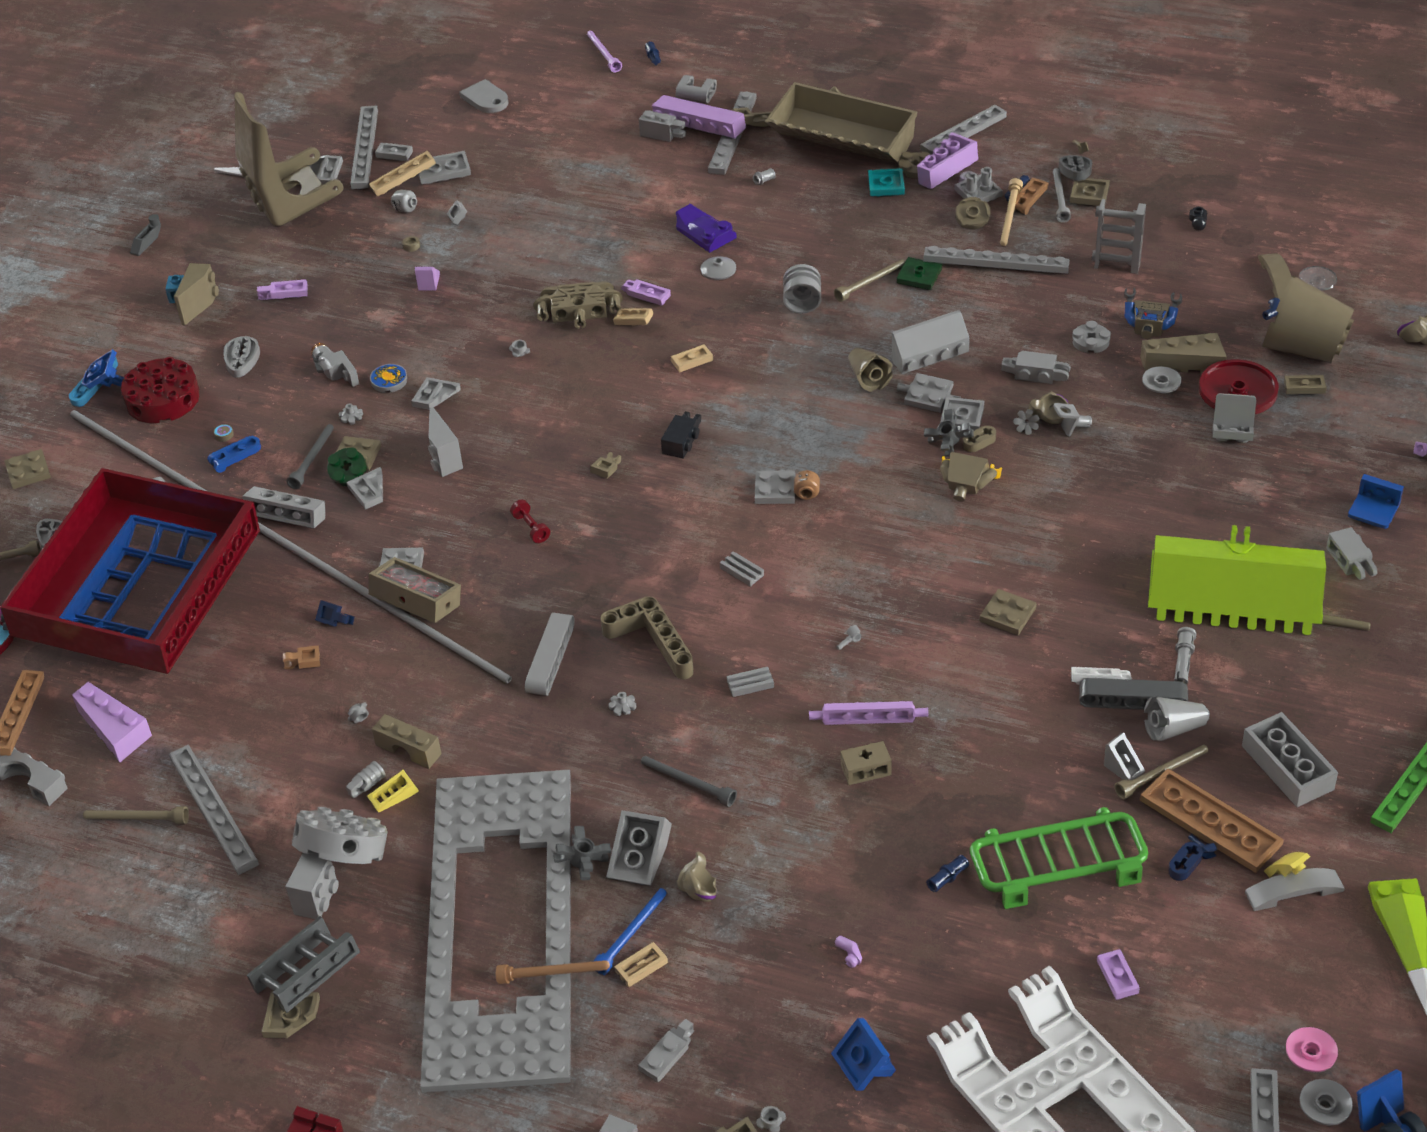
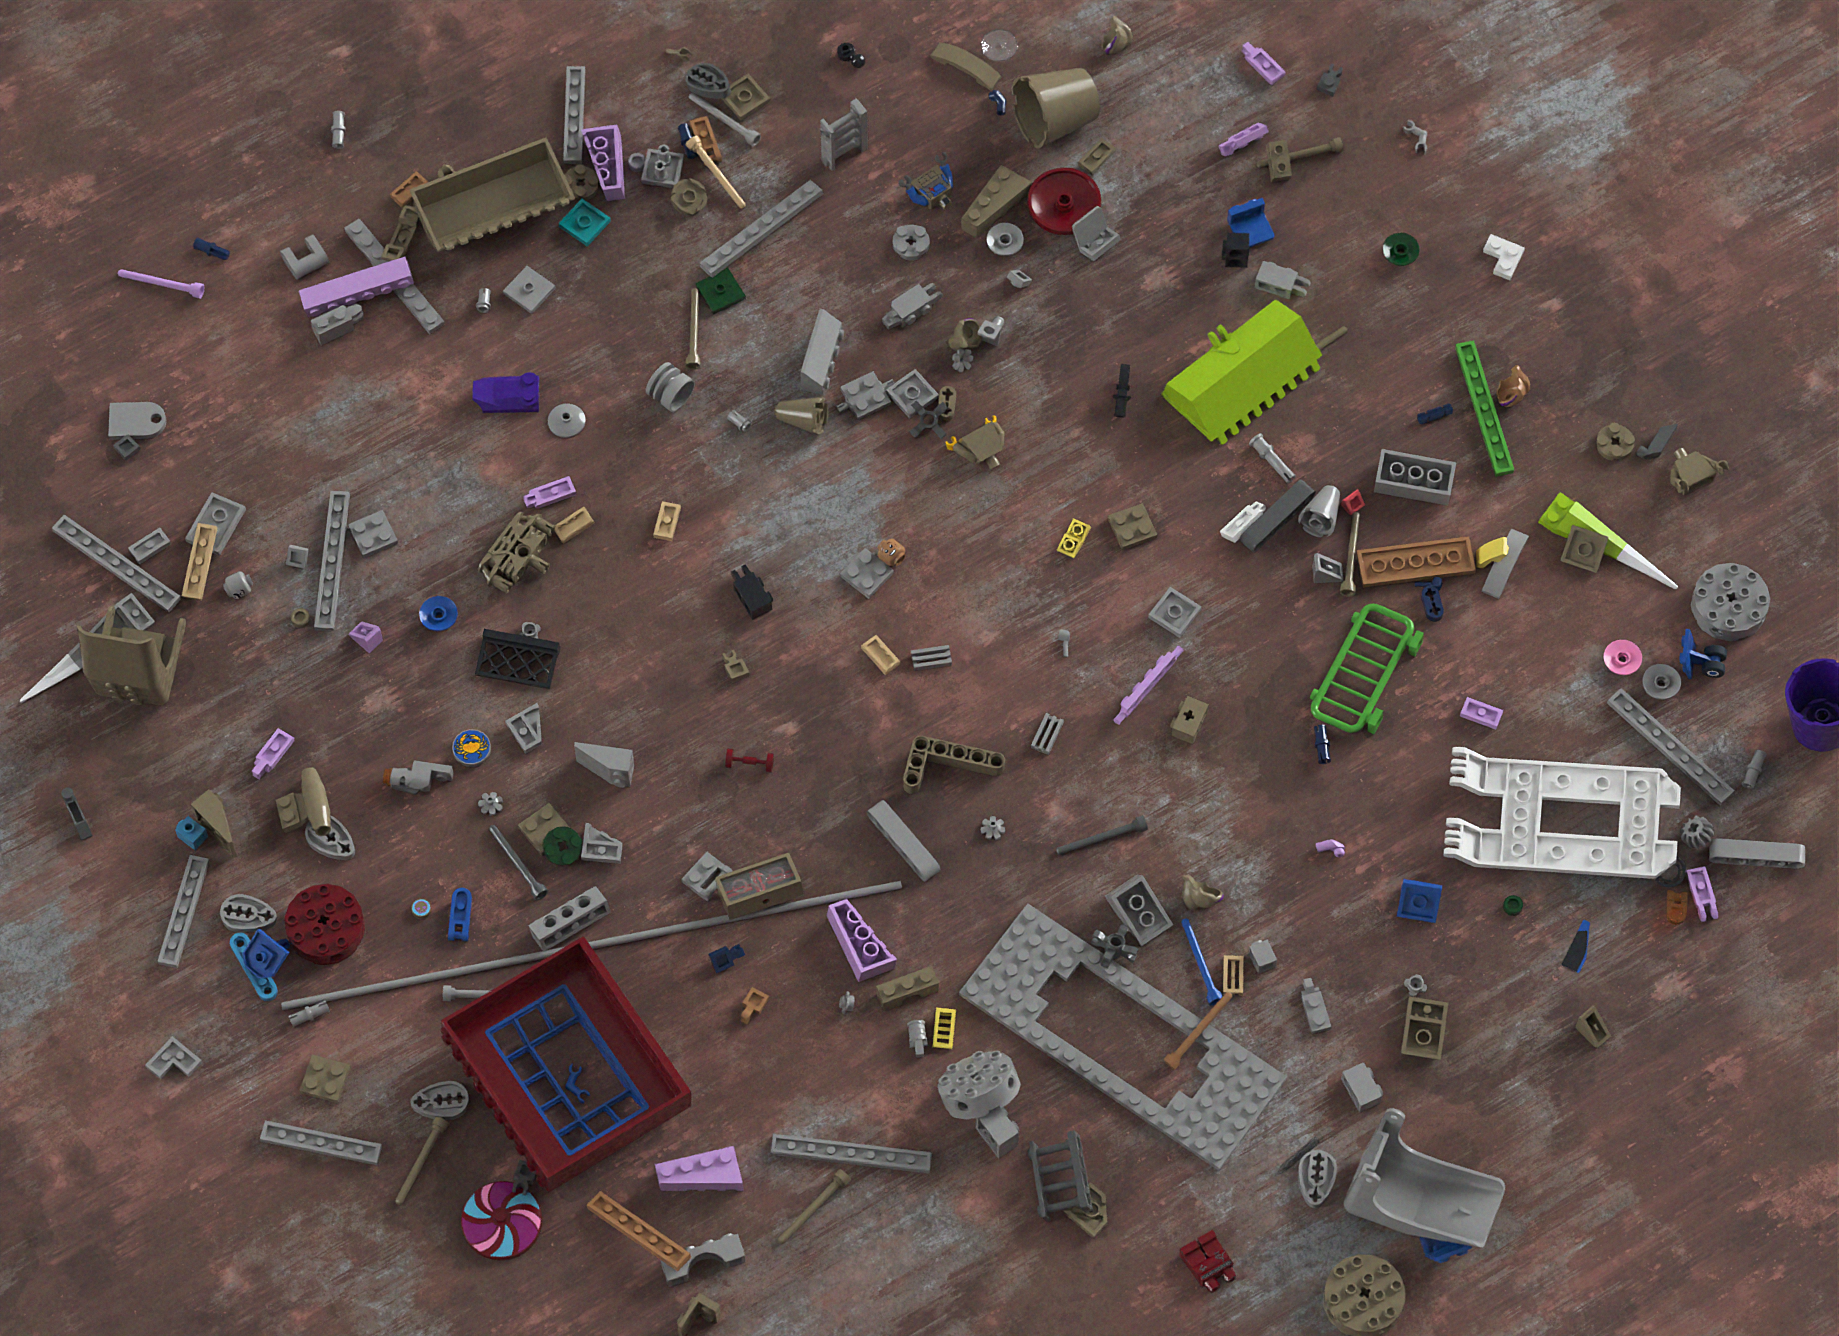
camera: 55 degrees left, 20 degrees up
(77, 428) = (309, 1013): none -> light grey pin
(110, 323) = (183, 911): none -> light grey plate
(127, 354) = (247, 903): none -> light grey piece
(134, 601) = (570, 1085): none -> blue arm
(252, 327) = (310, 804): none -> dark tan plate
(420, 682) = (862, 948): none -> lavender wedge
(459, 103) = (126, 447): none -> dark grey plate
(471, 229) = (332, 561): none -> light grey plate
(483, 296) = (438, 606): none -> blue dish
(501, 348) = (524, 644): none -> black fence
(516, 236) = (373, 534): none -> light grey plate
(679, 971) = (1262, 956): none -> light grey brick
(709, 537) = (880, 654): none -> tan plate
(800, 191) = (529, 289): none -> light grey plate
(811, 49) = (338, 129): none -> light grey pin
(822, 345) = (742, 423): none -> light grey pin
(950, 585) = (1074, 538): none -> light yellow slope
(959, 687) = (1174, 612): none -> light grey plate
(1119, 524) = (1121, 397): none -> black pin
(1139, 408) = (1019, 279): none -> light grey plate
(1213, 736) = (1353, 502): none -> coral slope
(1338, 505) = (1236, 250): none -> black brick
(1372, 737) = (1434, 413): none -> dark blue axle
(1383, 935) = (1584, 548): none -> dark tan plate

